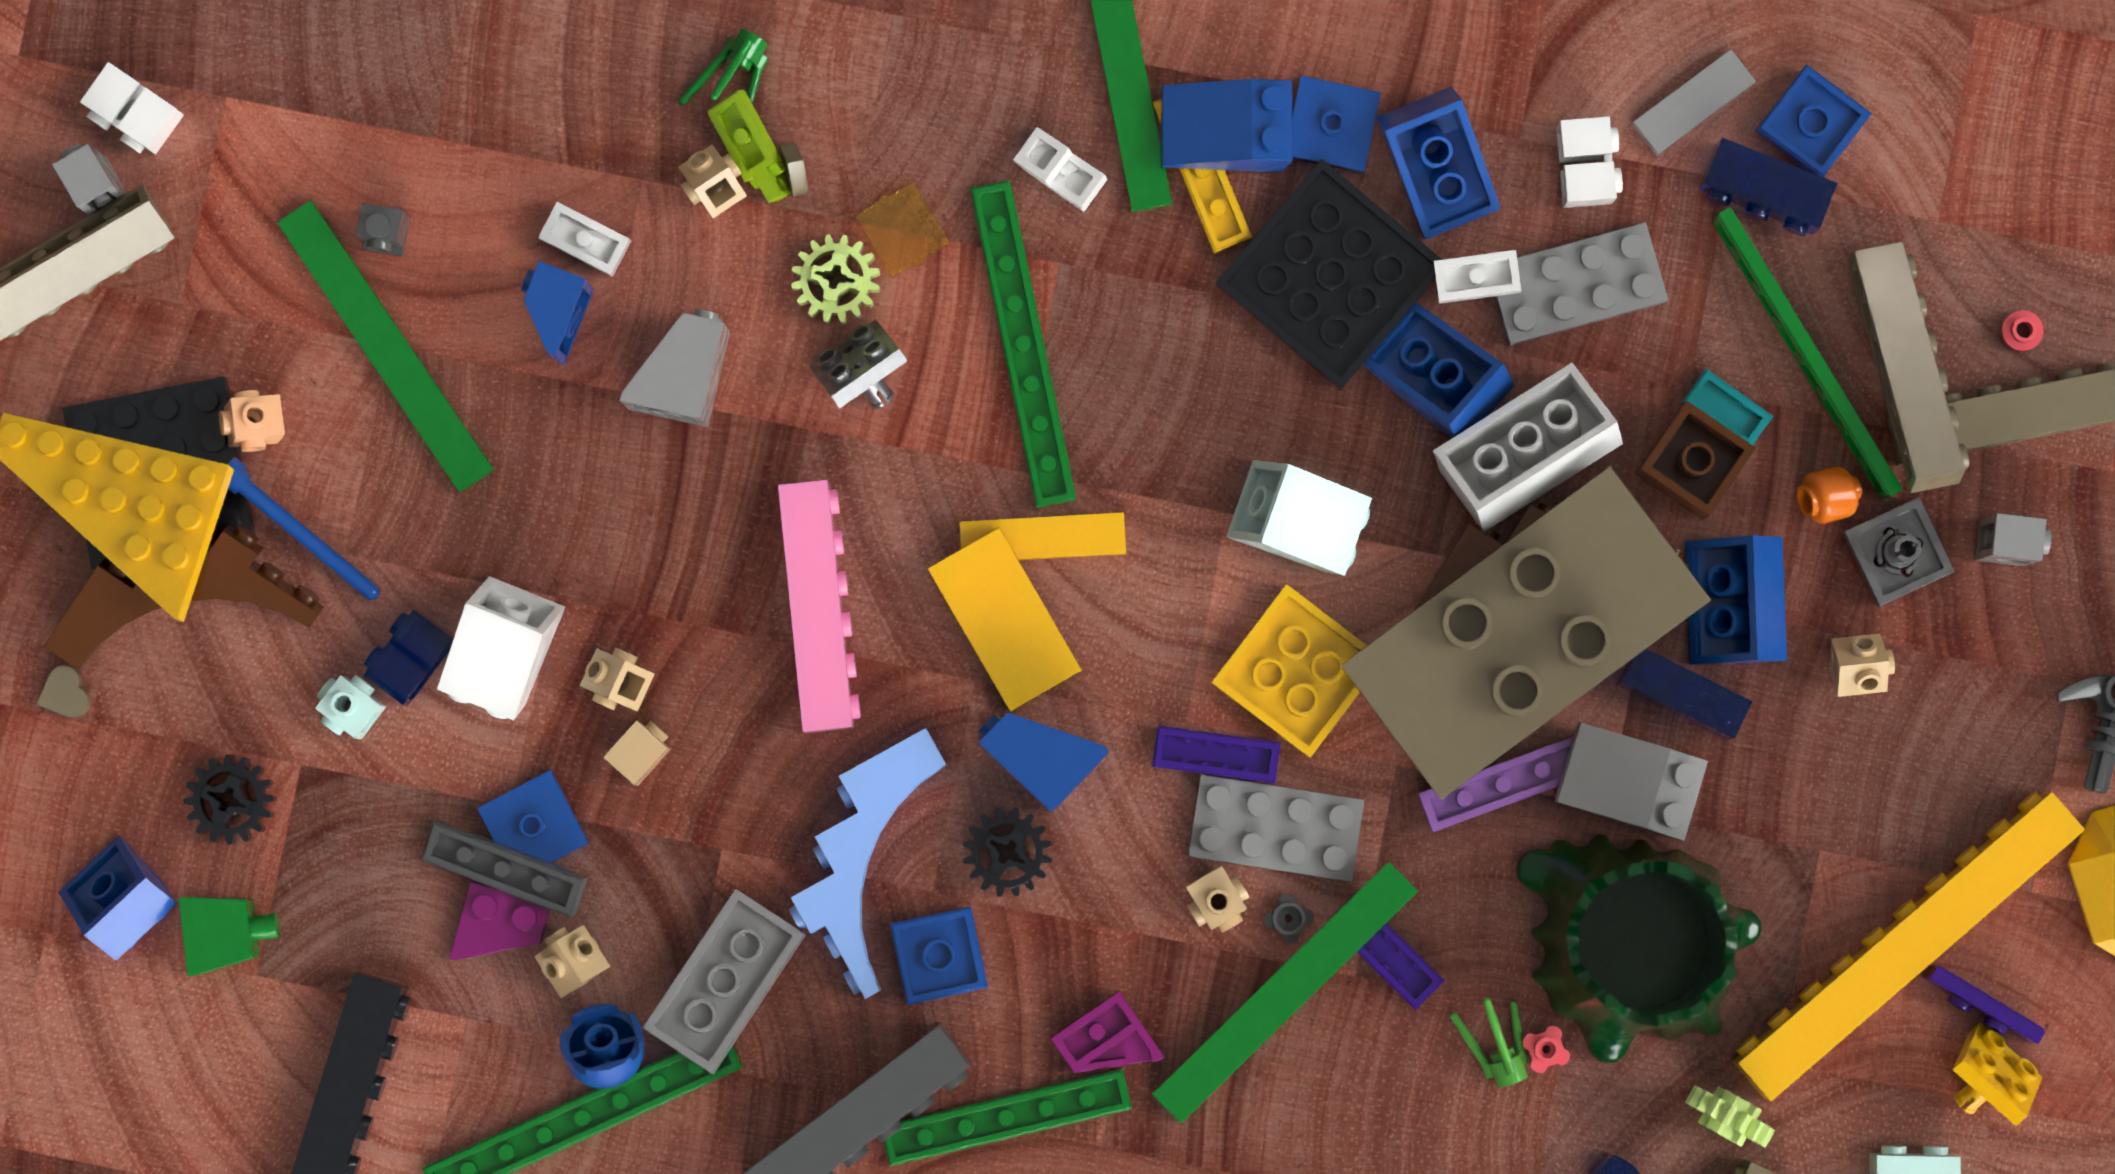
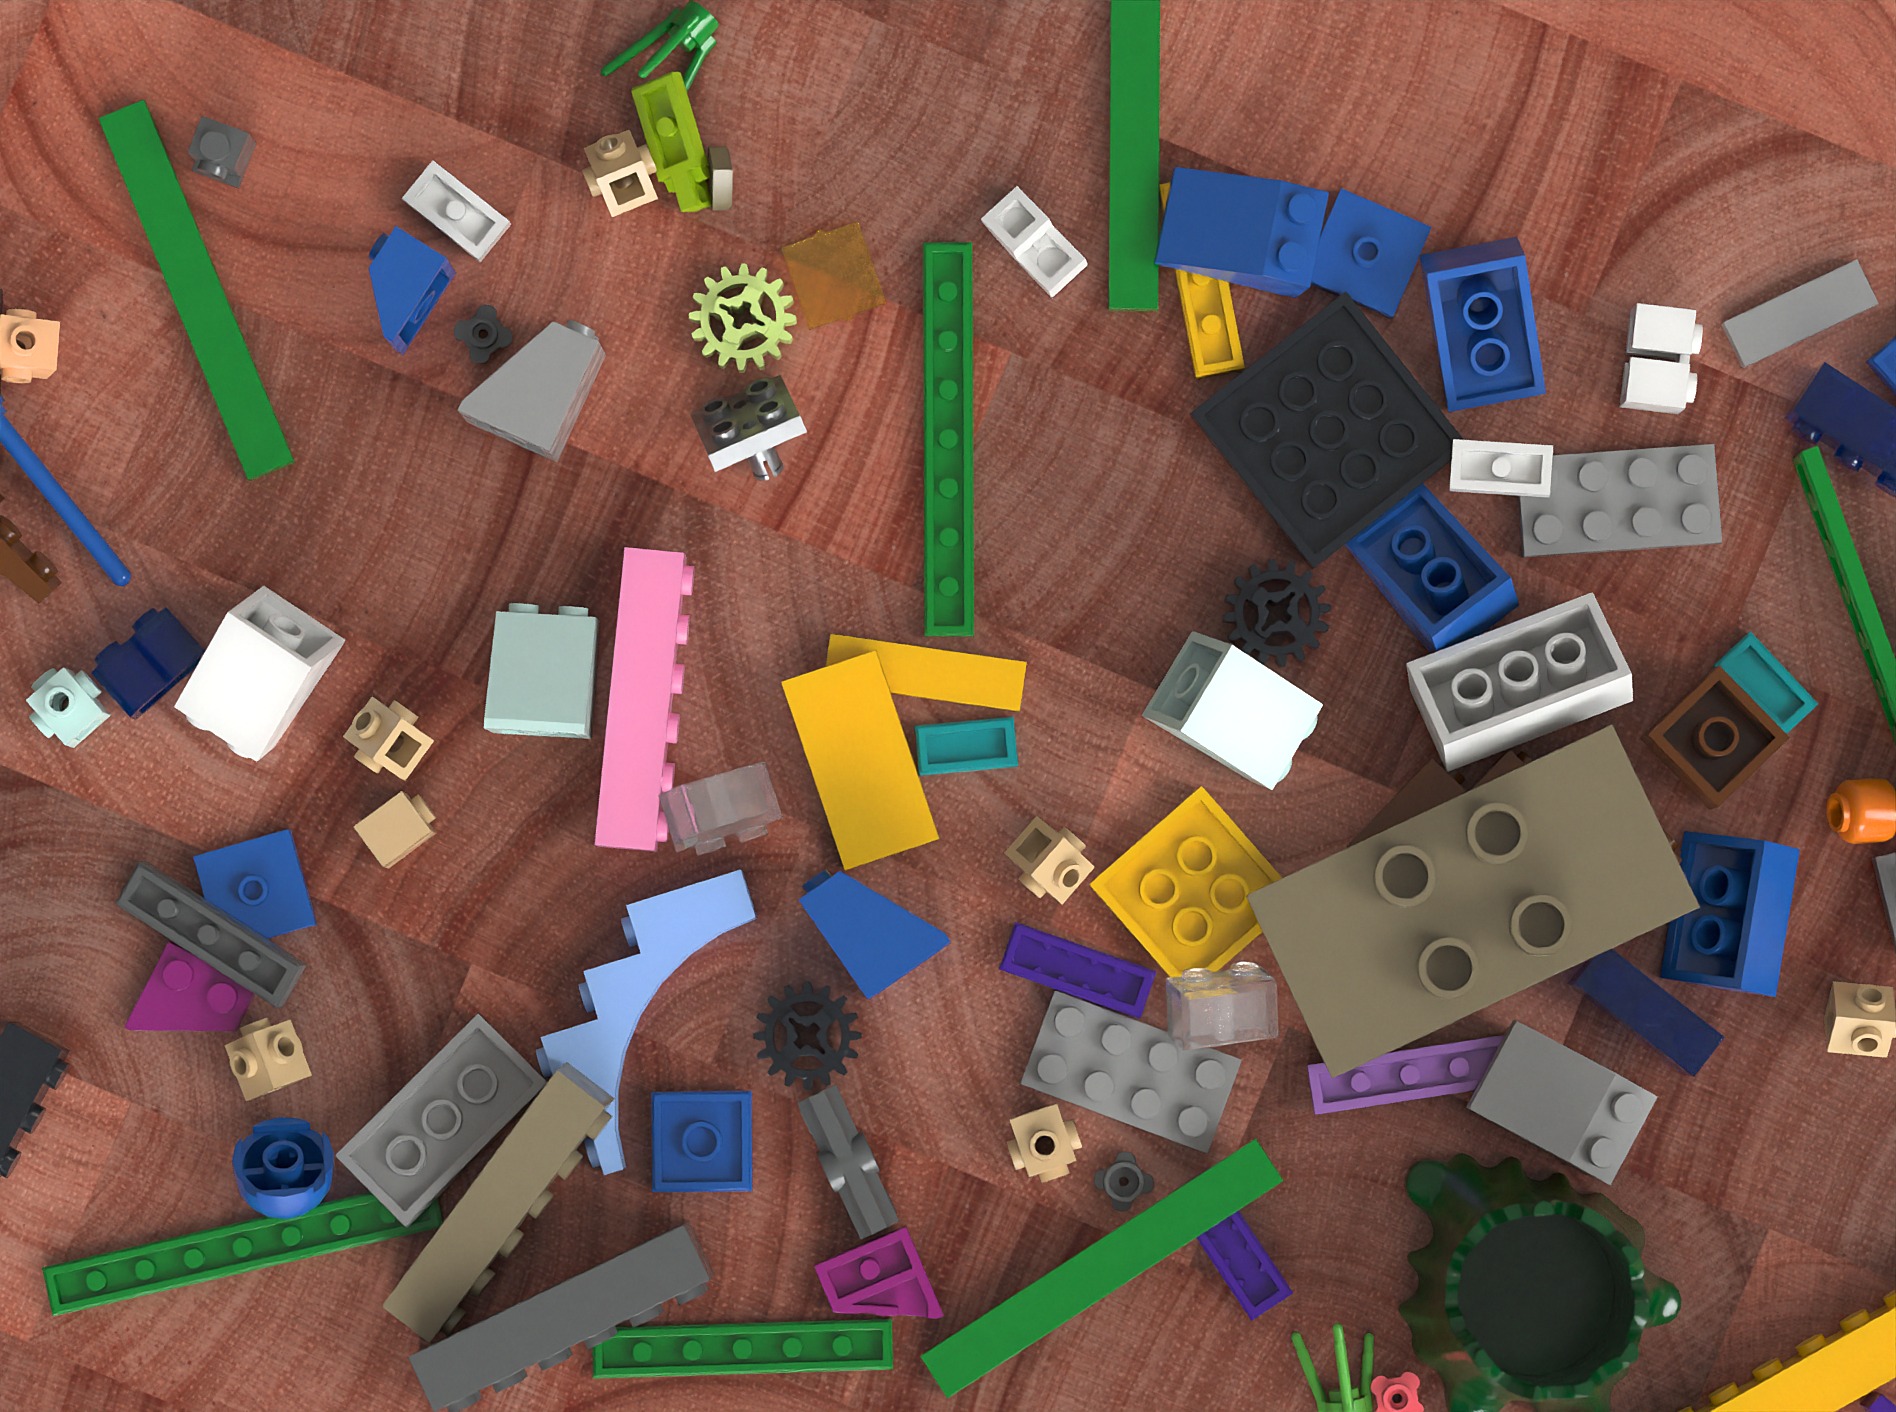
camera: 10 degrees right, 0 degrees up
(627, 347) = (497, 337): none -> dark grey plate
(731, 600) = (542, 672): none -> light aqua slope
(784, 1038) = (498, 1203): none -> dark tan brick
(900, 680) = (721, 807): none -> clear brick
(1061, 948) = (848, 1162): none -> dark grey piece
(1088, 590) = (966, 746): none -> teal tile
(1175, 669) = (1057, 865): none -> tan brick
(1336, 440) = (1259, 597): none -> black gear
(1339, 759) = (1222, 1006): none -> clear brick

